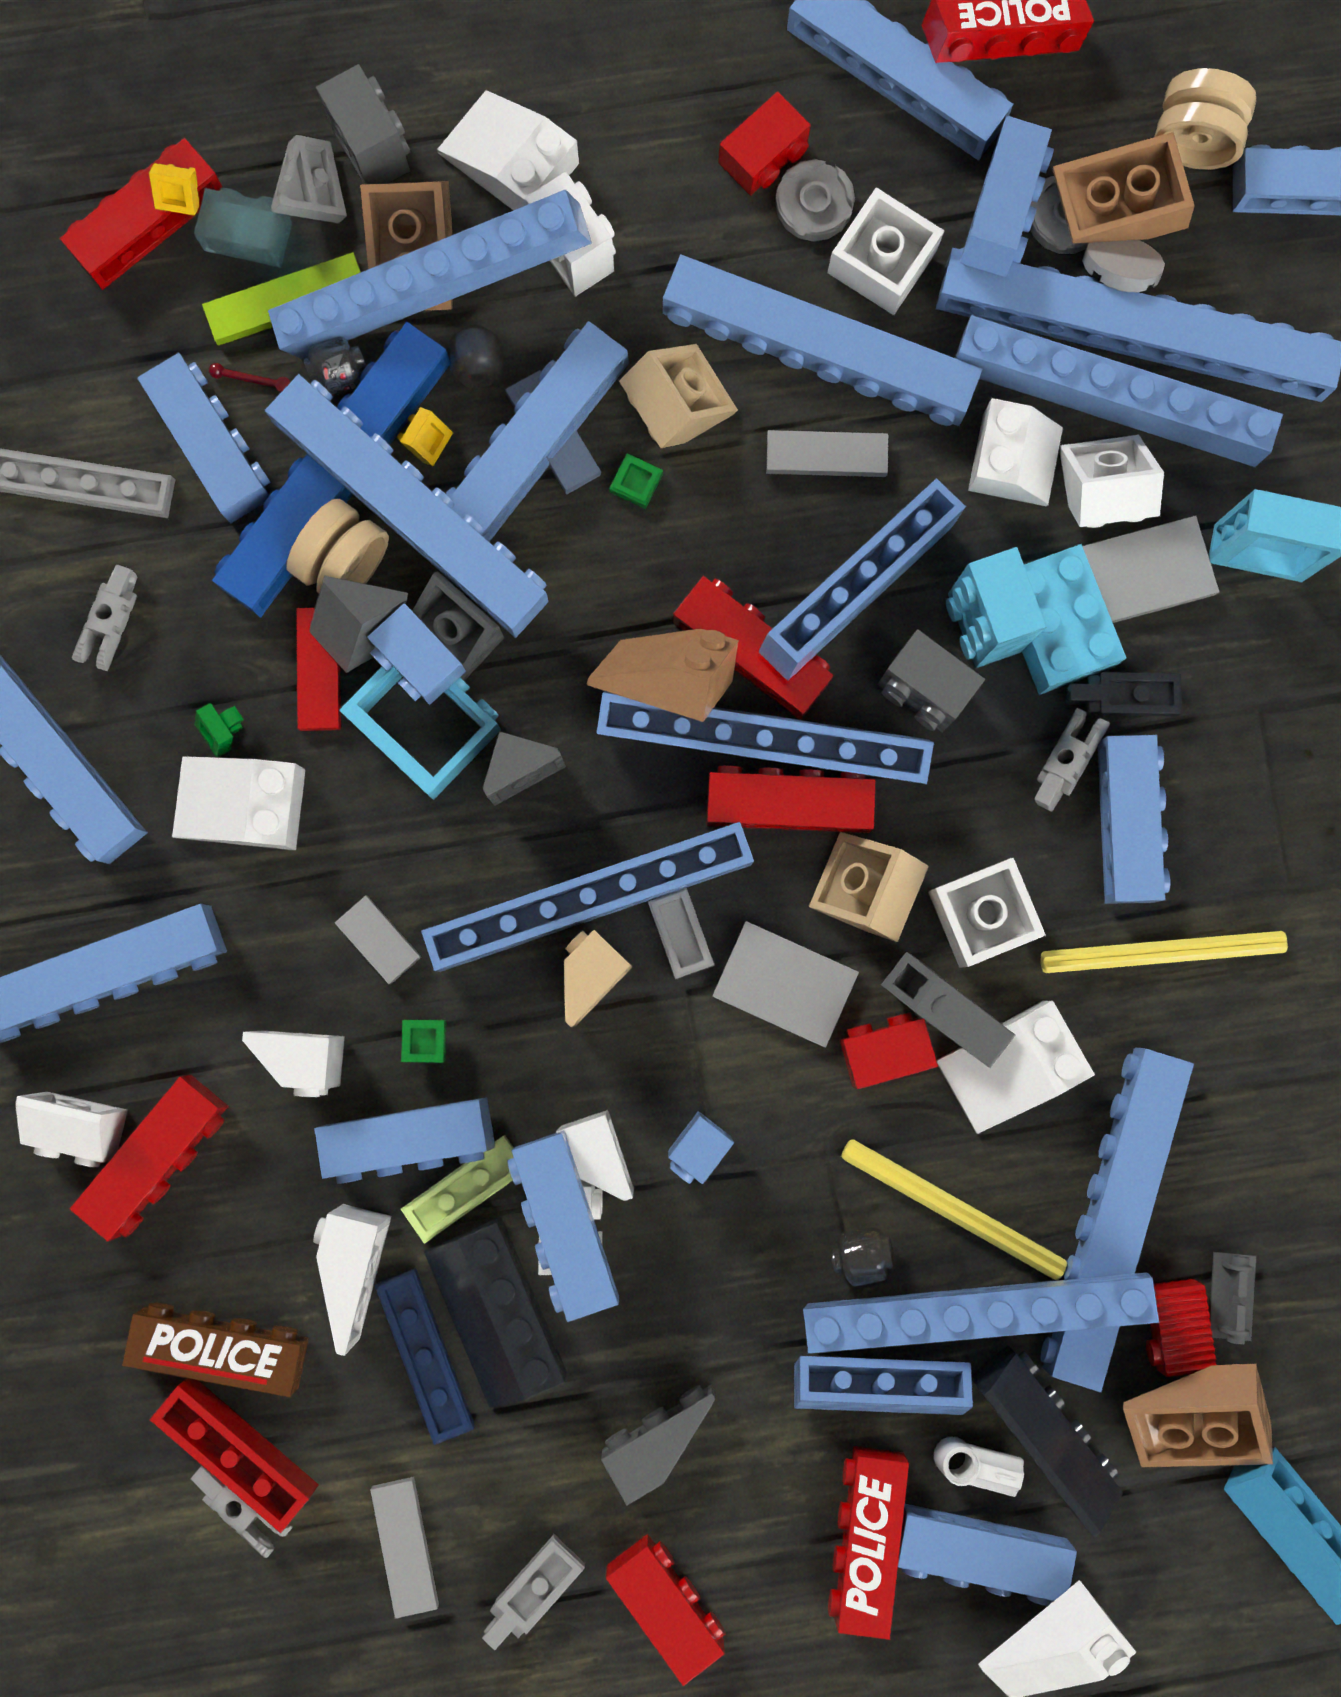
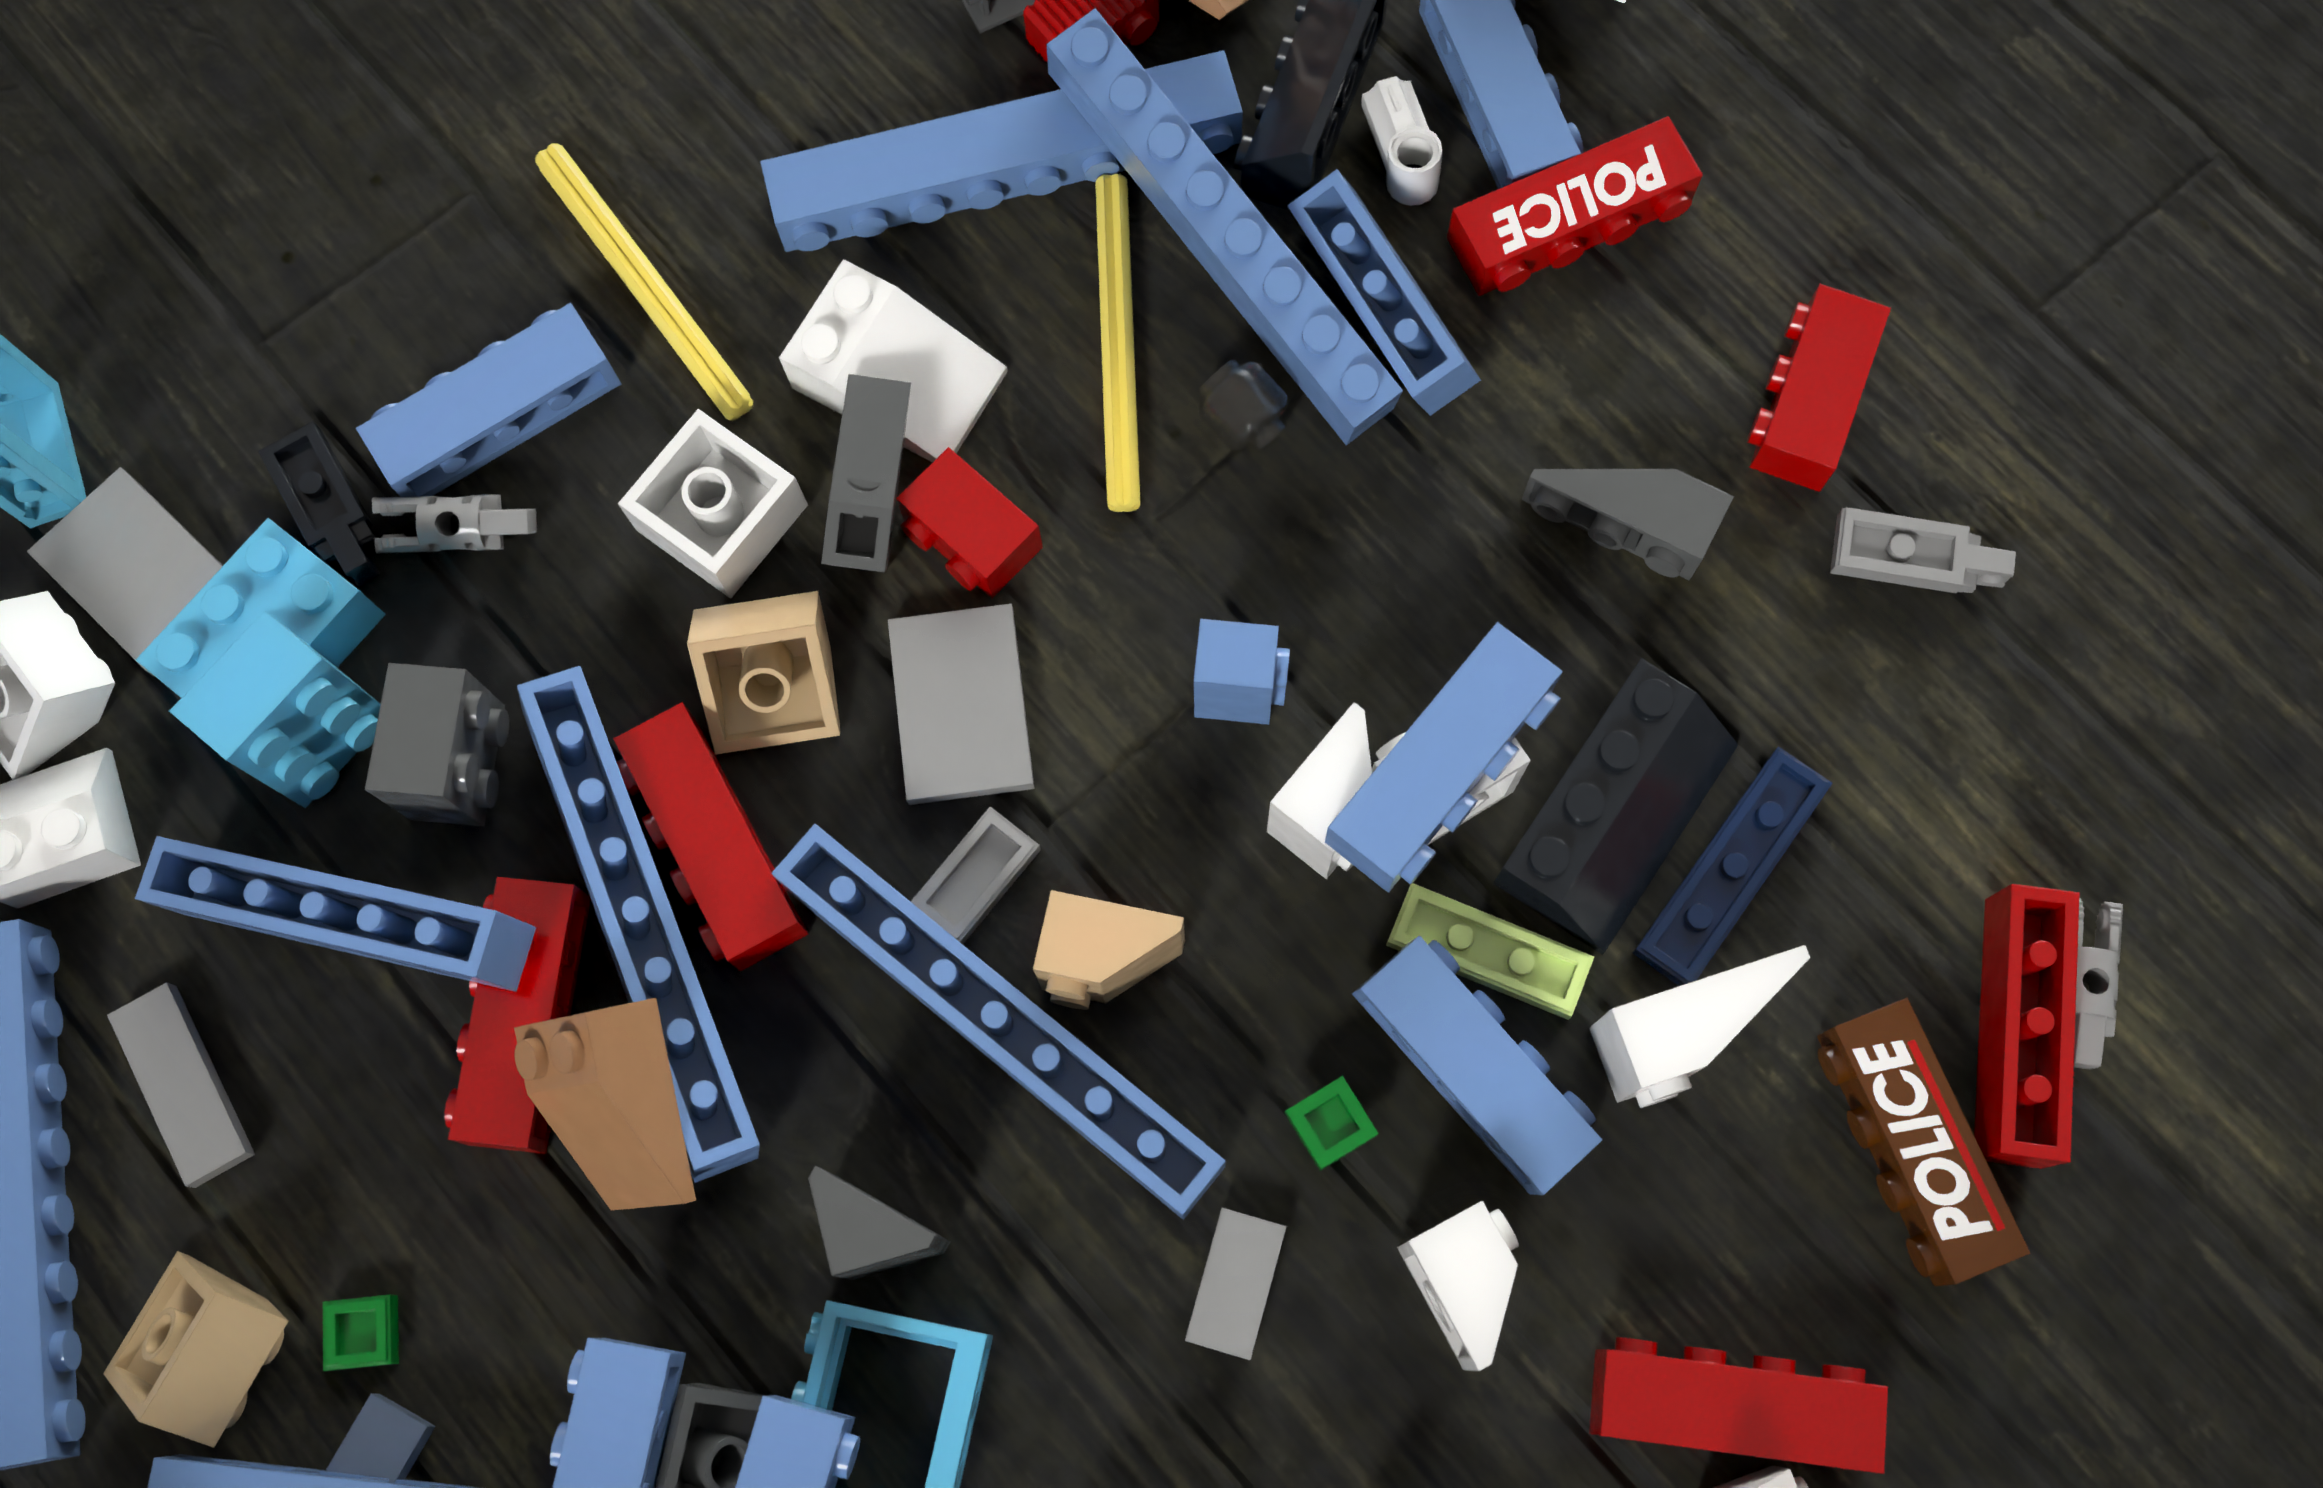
camera: 115 degrees left, 10 degrees down
(404, 1547) = (1978, 743): light grey tile -> none

